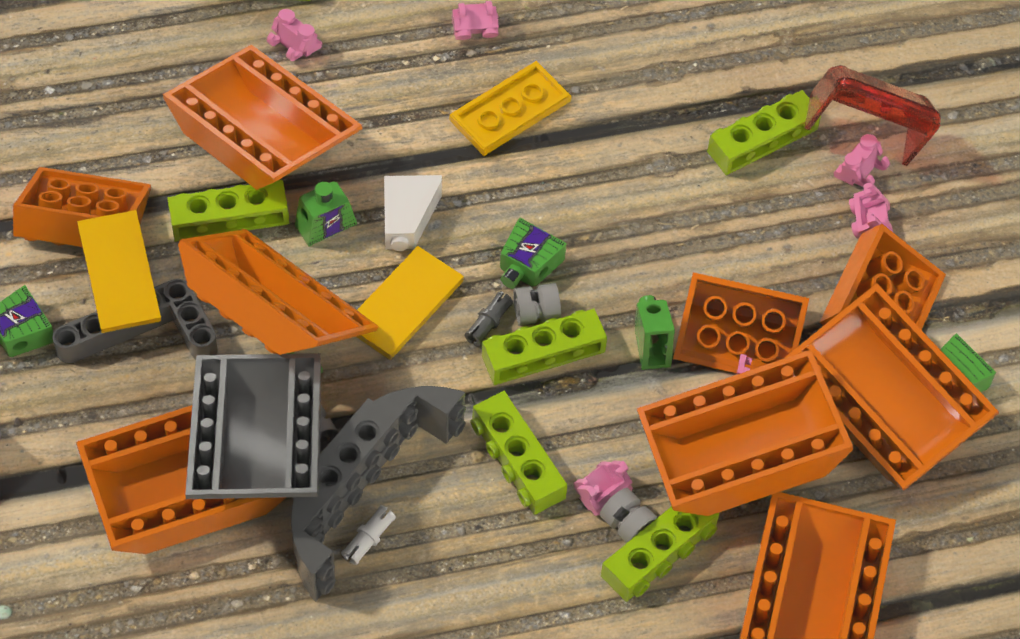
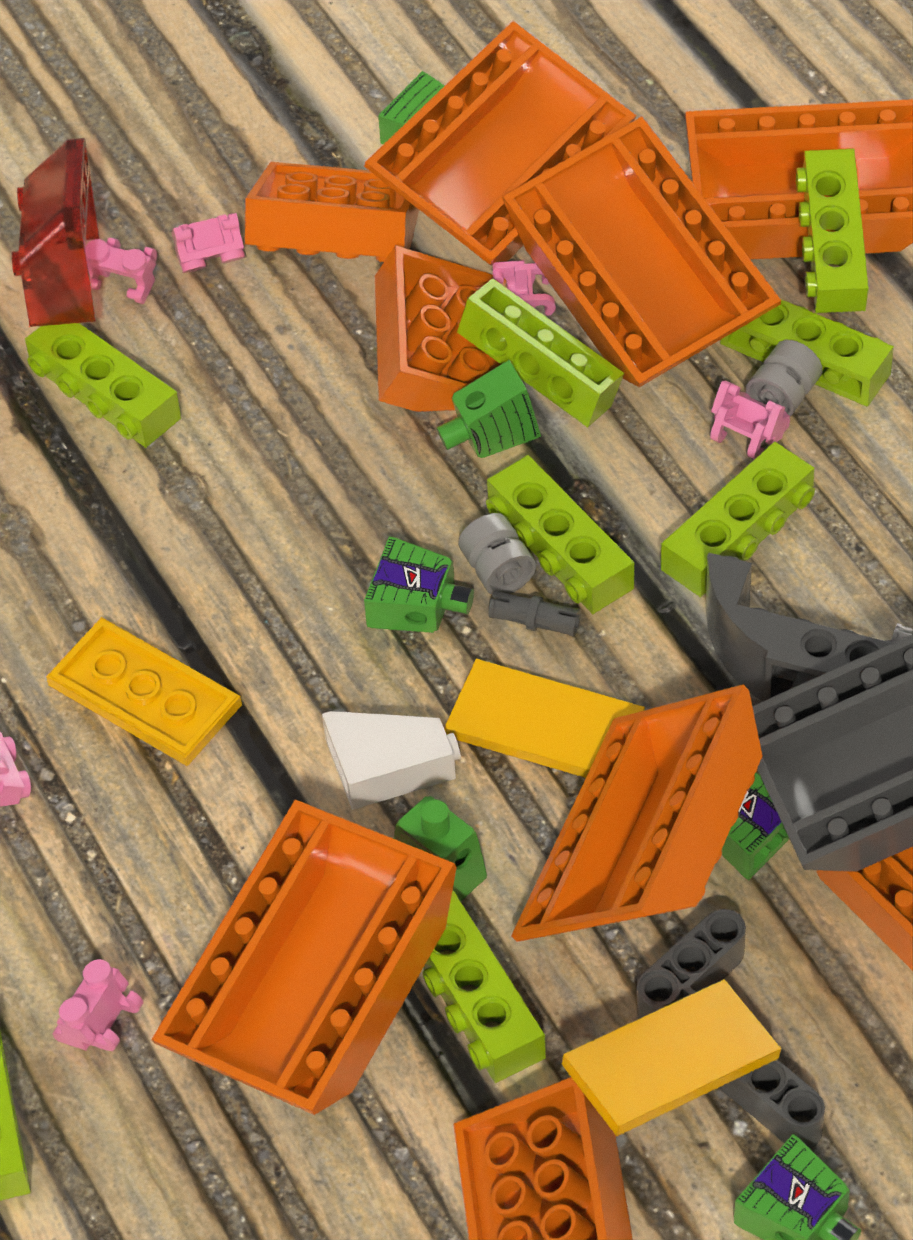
camera: 100 degrees left, 5 degrees down
(696, 363) = (540, 352): none -> lime brick
(746, 580) = (833, 175): none -> lime brick

